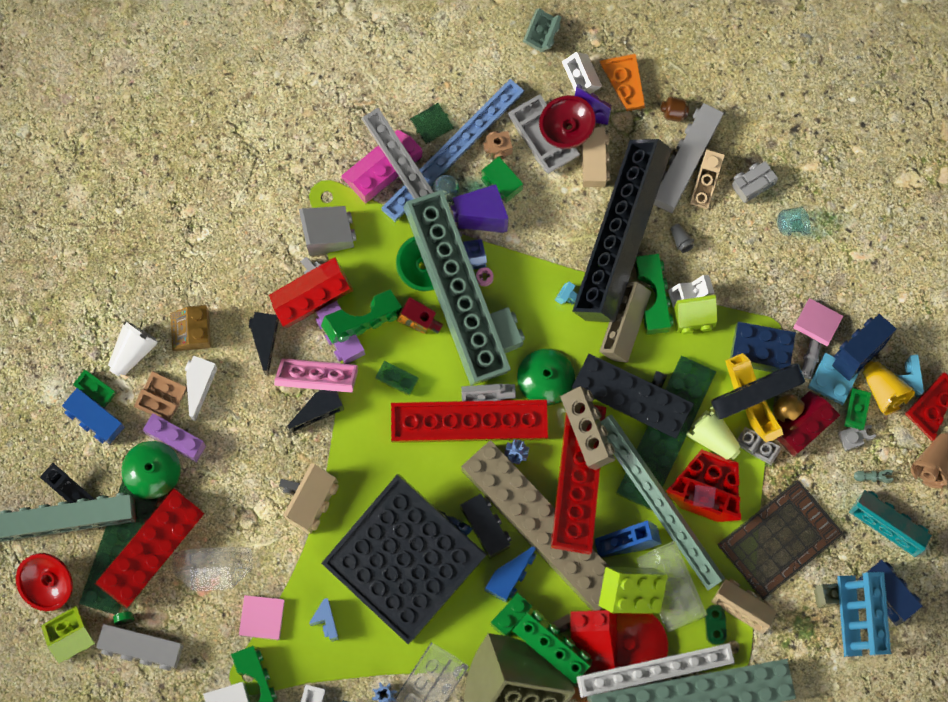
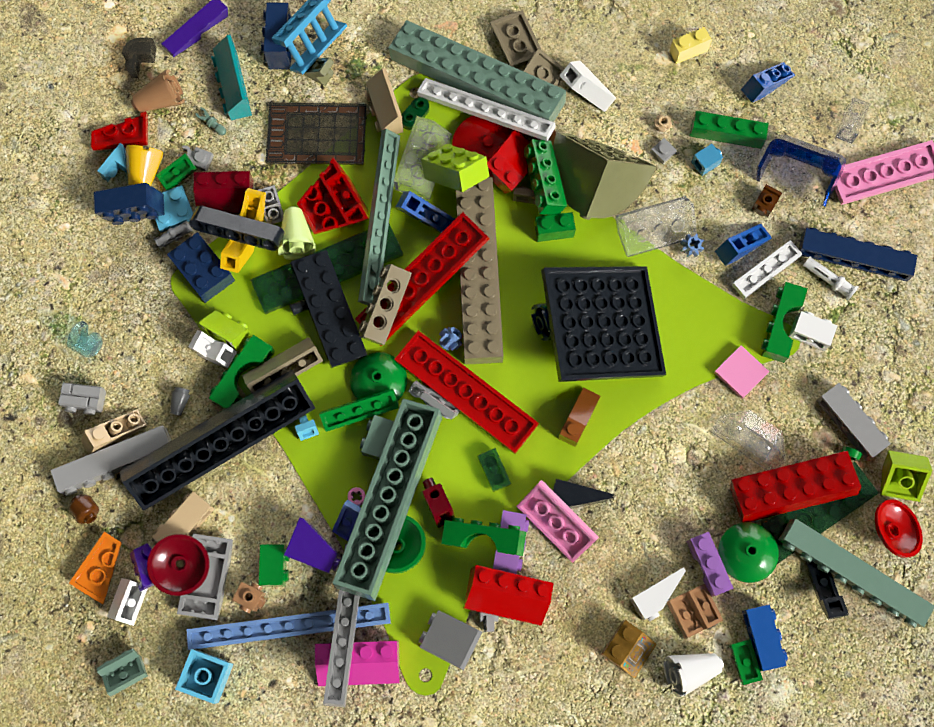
camera: 140 degrees left, 0 degrees up
(264, 332) = (572, 593): black slope -> none
(288, 487) = (646, 451): dark grey plate -> none
(311, 499) = (637, 425): tan slope -> none
(325, 615) = (694, 333): medium blue slope -> none
(363, 472) = (579, 417): none -> dark orange slope
(432, 123) = (285, 667): clear green piece -> none
(449, 186) = (324, 594): clear light blue helmet -> none
(481, 70) = (204, 676): none -> medium azure brick
(486, 525) = (519, 304): black brick -> none
(506, 577) = (533, 256): blue slope -> none
(538, 338) = (359, 410): none -> green plate
(704, 496) = (345, 191): clear pink plate -> none
(788, 407) = (225, 204): pearl gold hair -> none
(818, 322) = (142, 254): bright pink tile -> none

